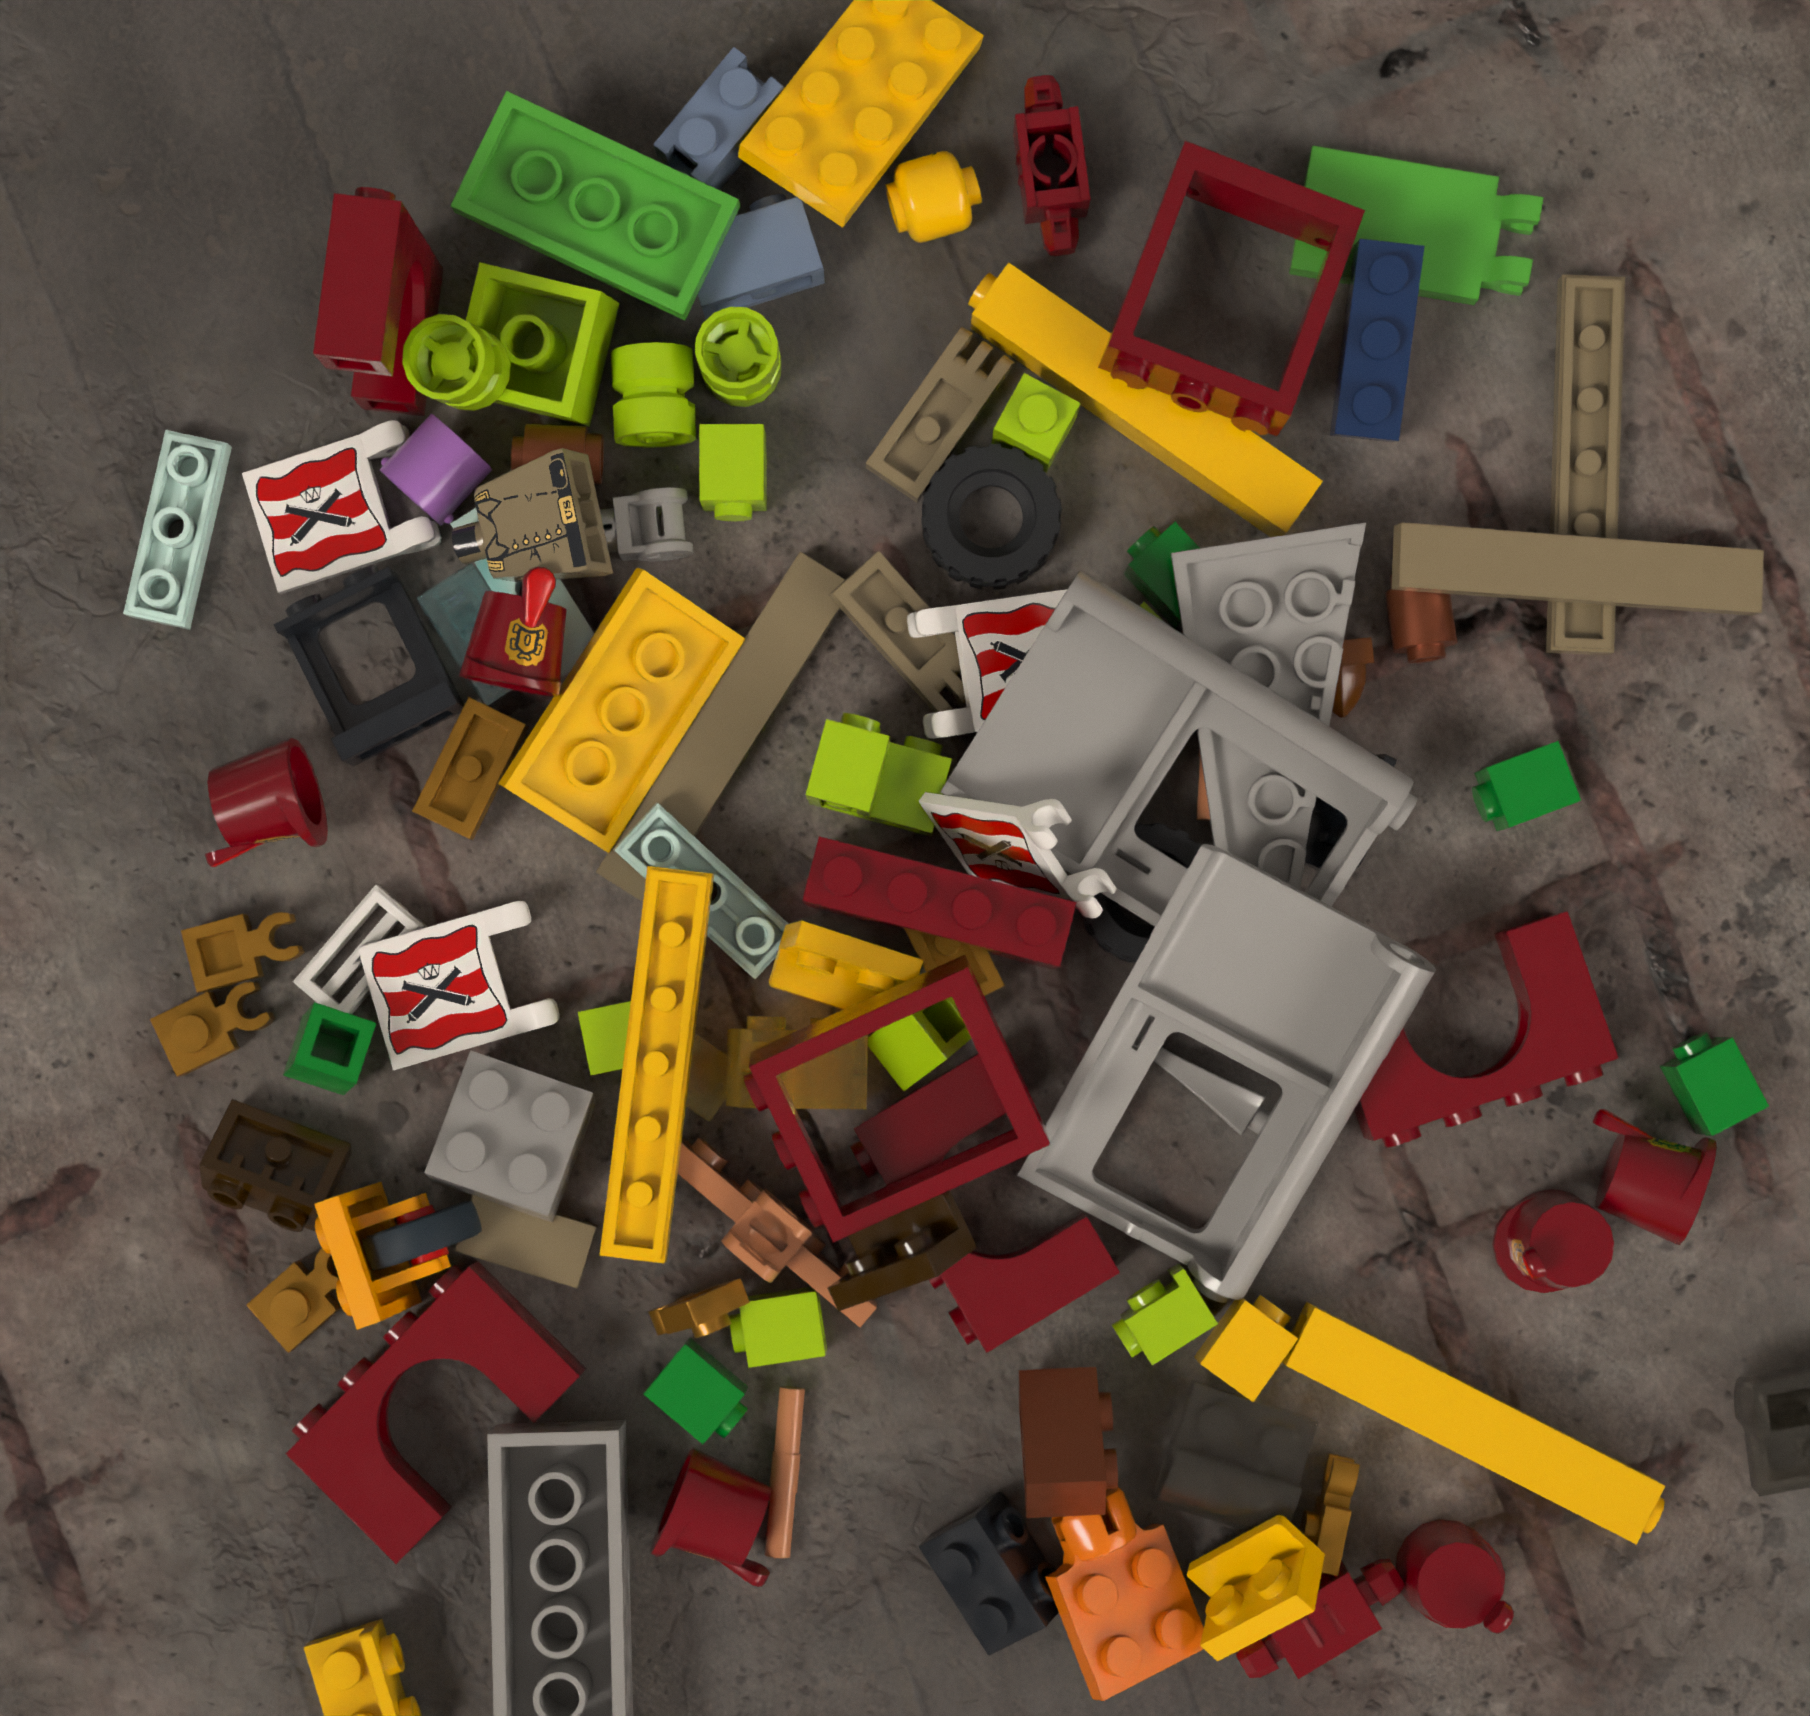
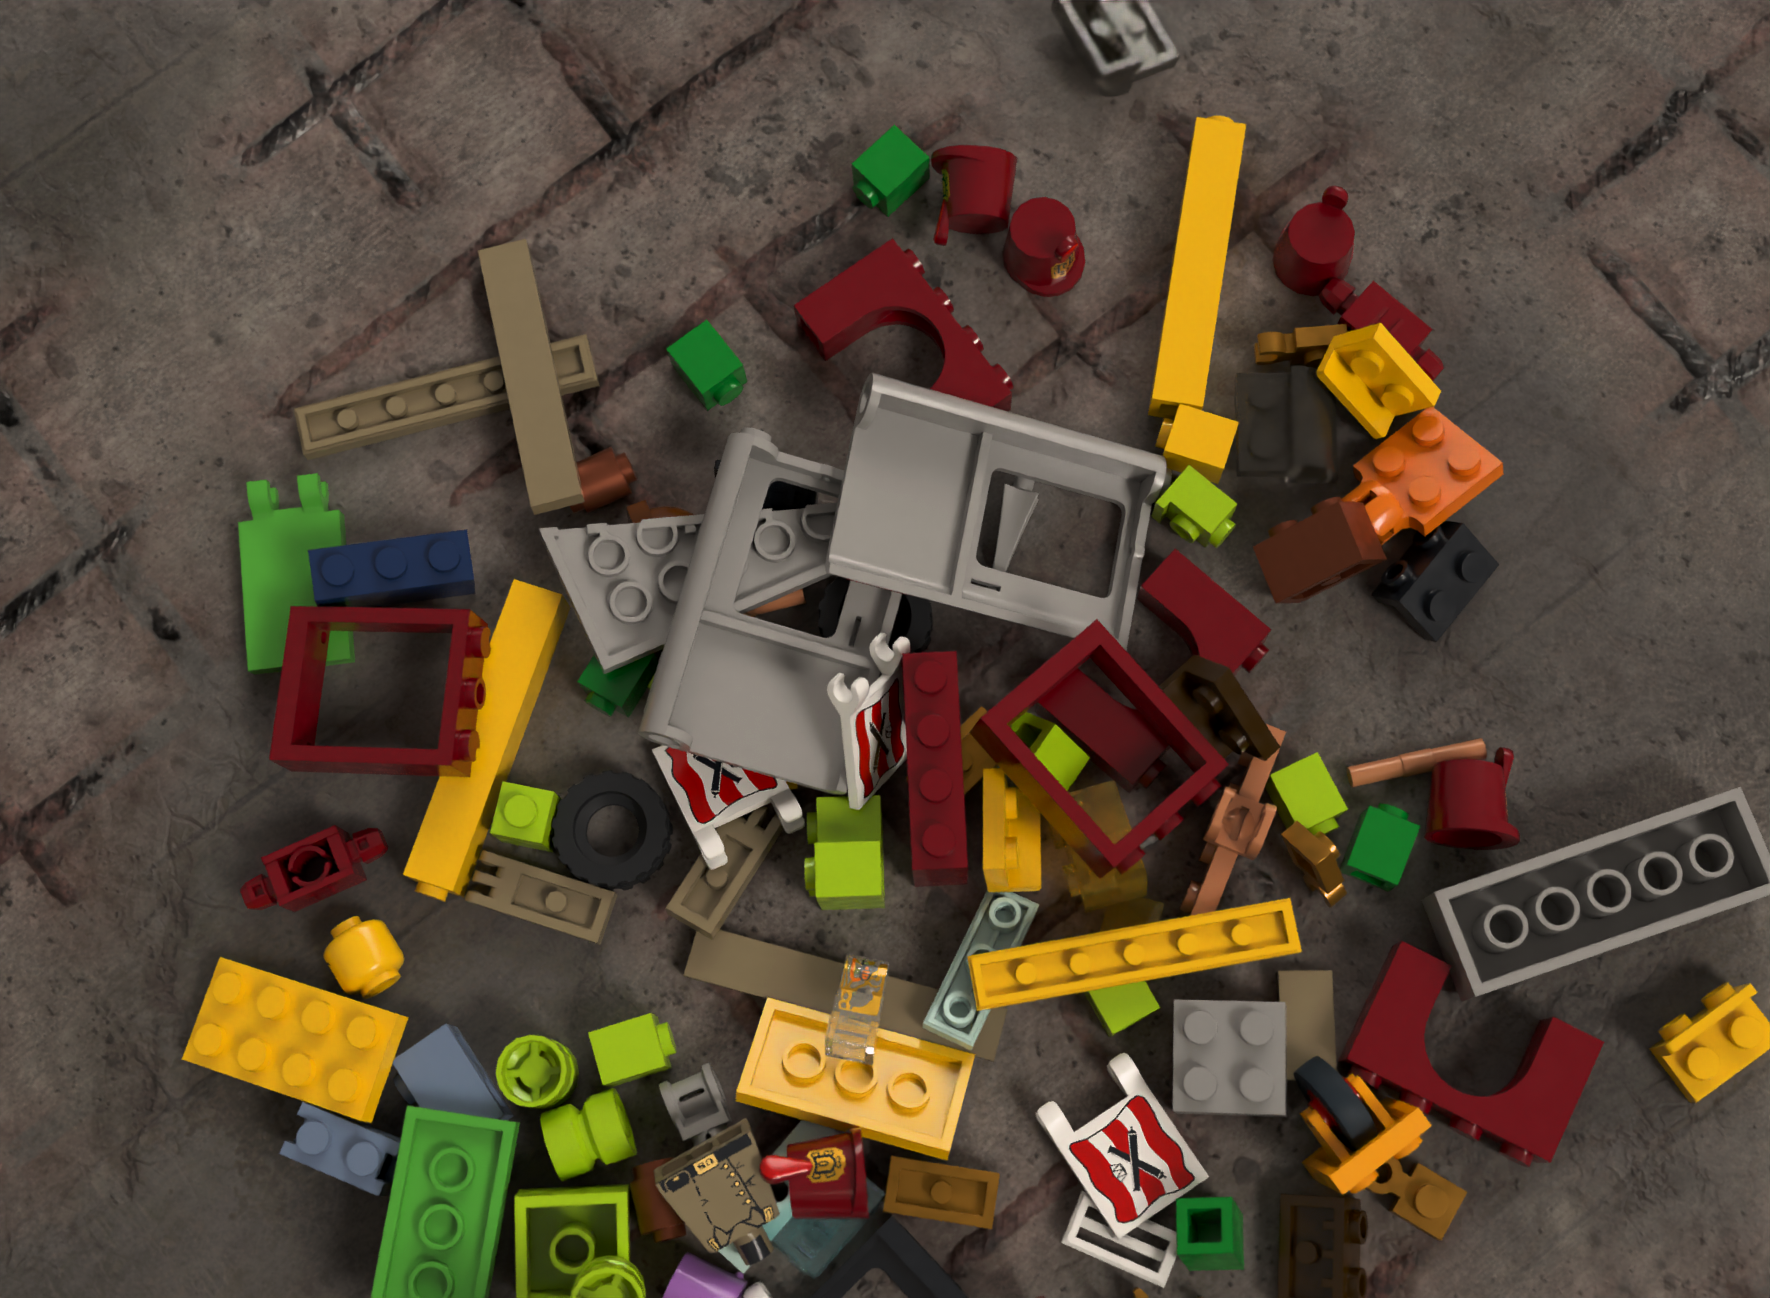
camera: 100 degrees left, 10 degrees down
(695, 734) = (857, 1010): none -> clear leg

